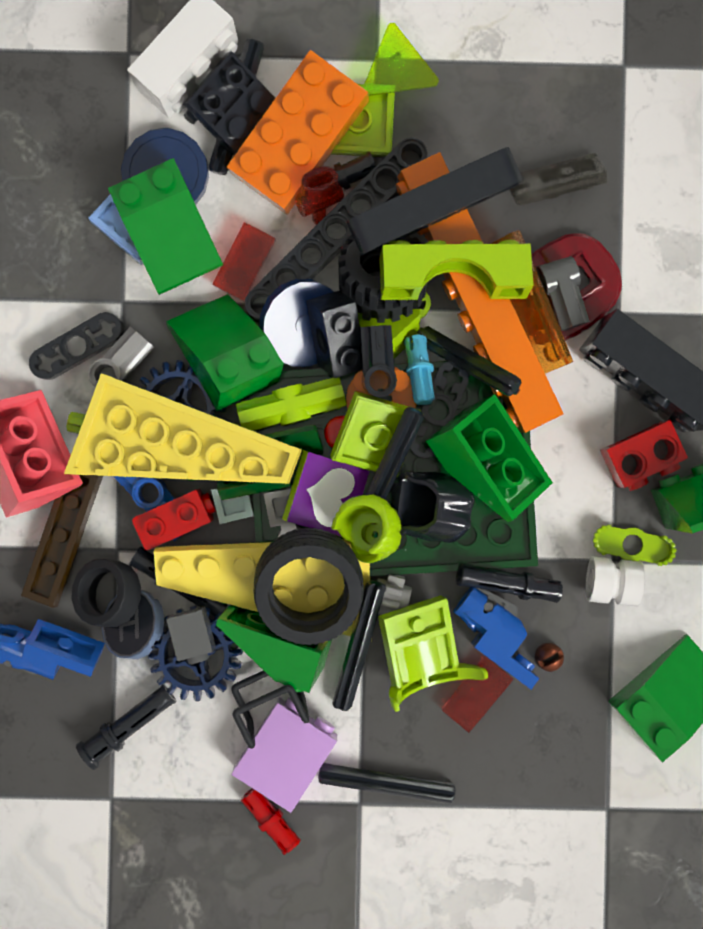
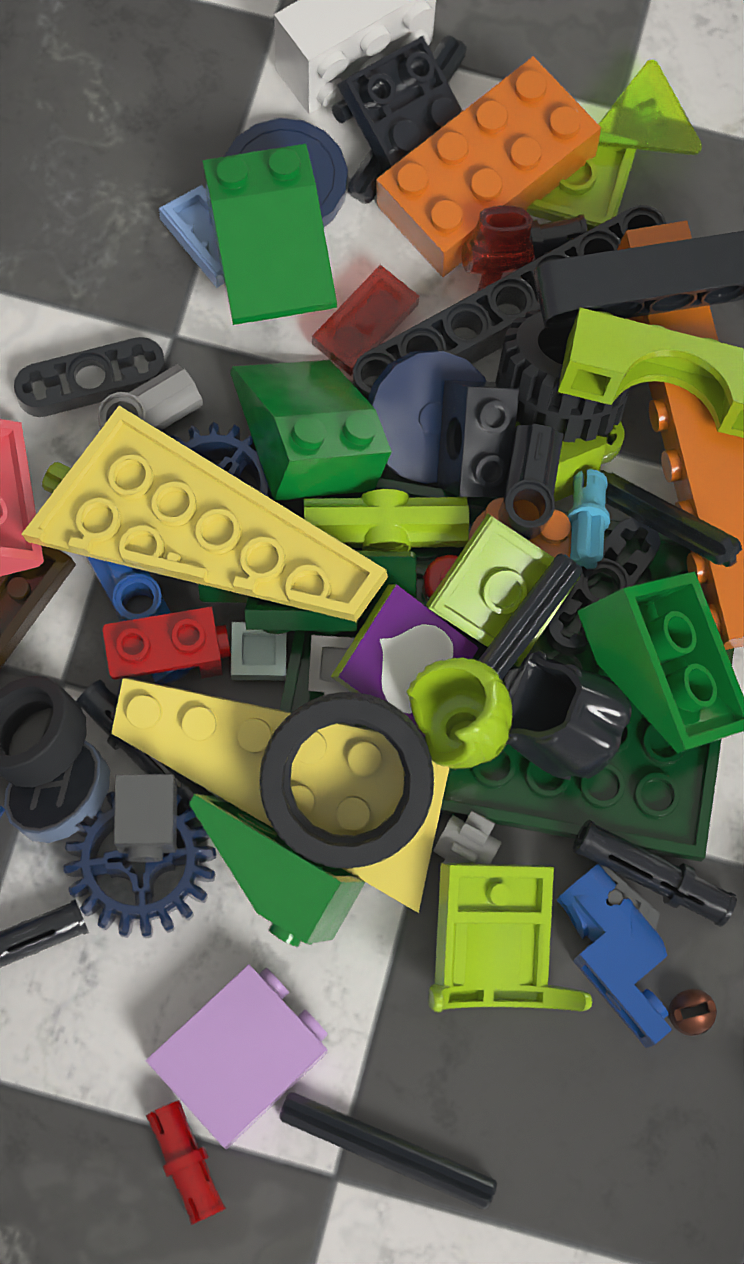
camera: 10 degrees right, 15 degrees down
(297, 698) = (223, 932): black piece -> none
(358, 645) = (397, 909): black axle -> none
(477, 696) = (565, 1044): clear red plate -> none

